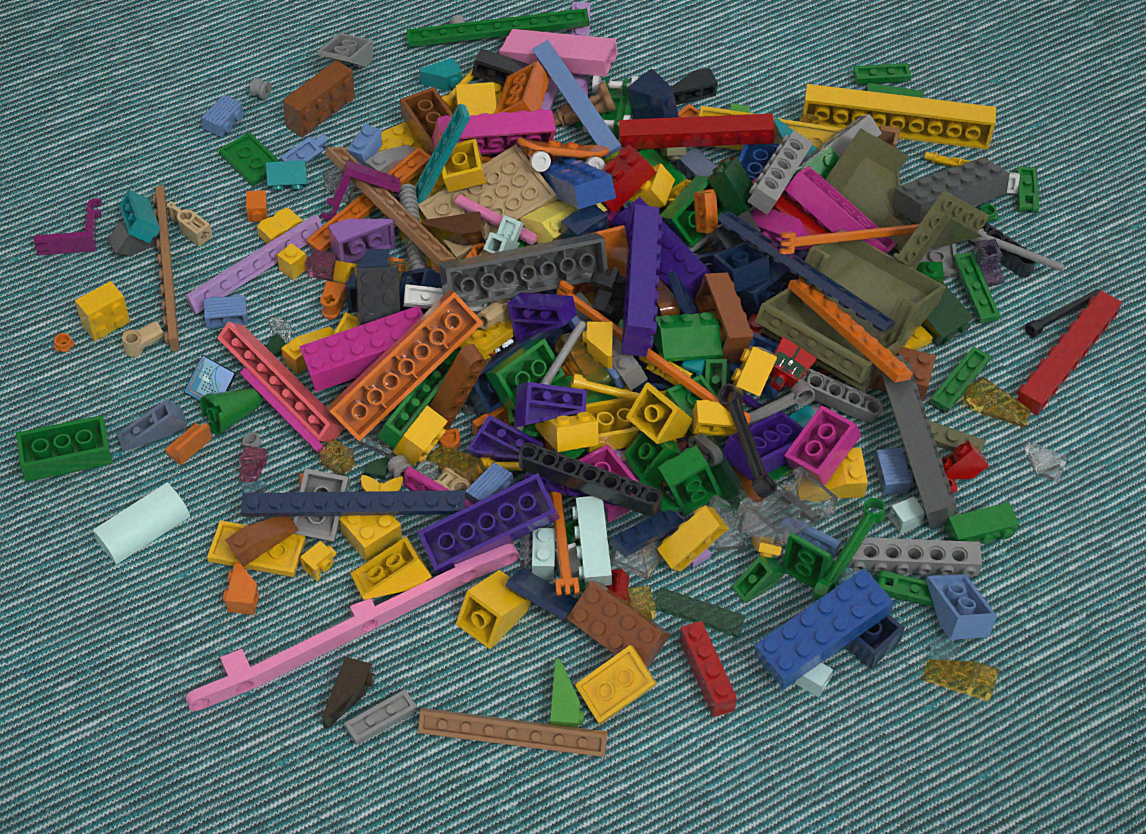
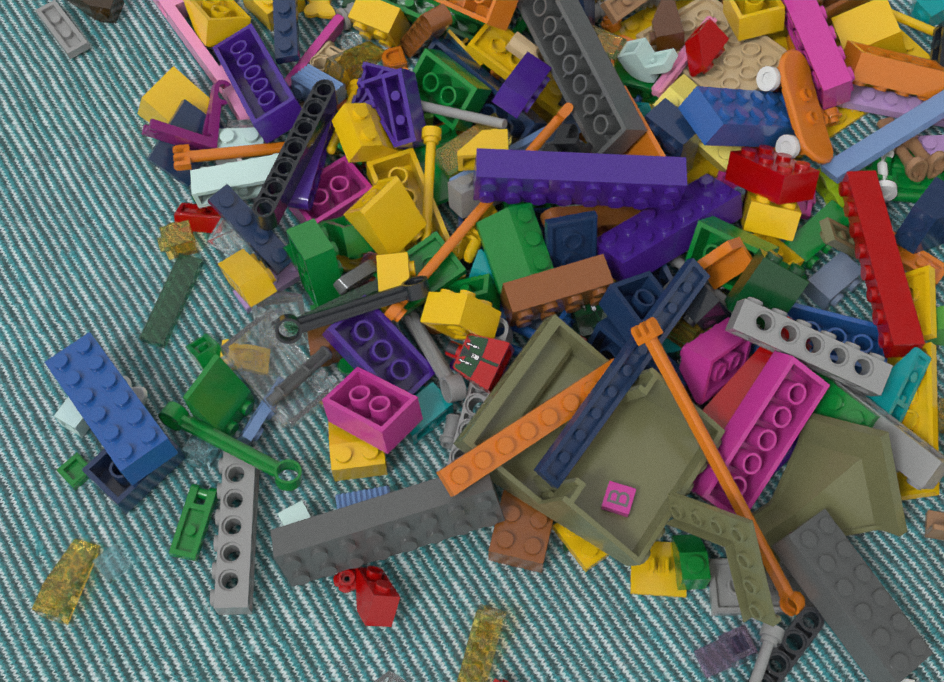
camera: 90 degrees right, 10 degrees up
(497, 201) = (704, 46): none -> red slope
(512, 732) = (32, 143): medium nougat plate -> none
(535, 569) = (180, 136): none -> magenta hinge
(565, 702) = (65, 175): bright green slope -> none
(615, 684) = (70, 214): yellow plate -> none
(617, 623) = (140, 212): dark orange brick -> none
(707, 669) = (92, 304): red brick -> none
(862, 680) = (72, 471): none -> green tile
(890, 297) = (618, 499): none -> dark pink tile
(947, 319) = (621, 586): dark green brick -> none
(950, 438) = (424, 591): olive plate -> none
(952, 162) = (930, 614): yellow piece -> none
(960, 379) = (522, 605): green plate -> none
(960, 607) = (160, 578): medium blue slope -> none
(976, 287) = (684, 634): green plate -> none
(983, 524) = (280, 618): green brick -> none
(991, 211) = (838, 655): green plate -> none

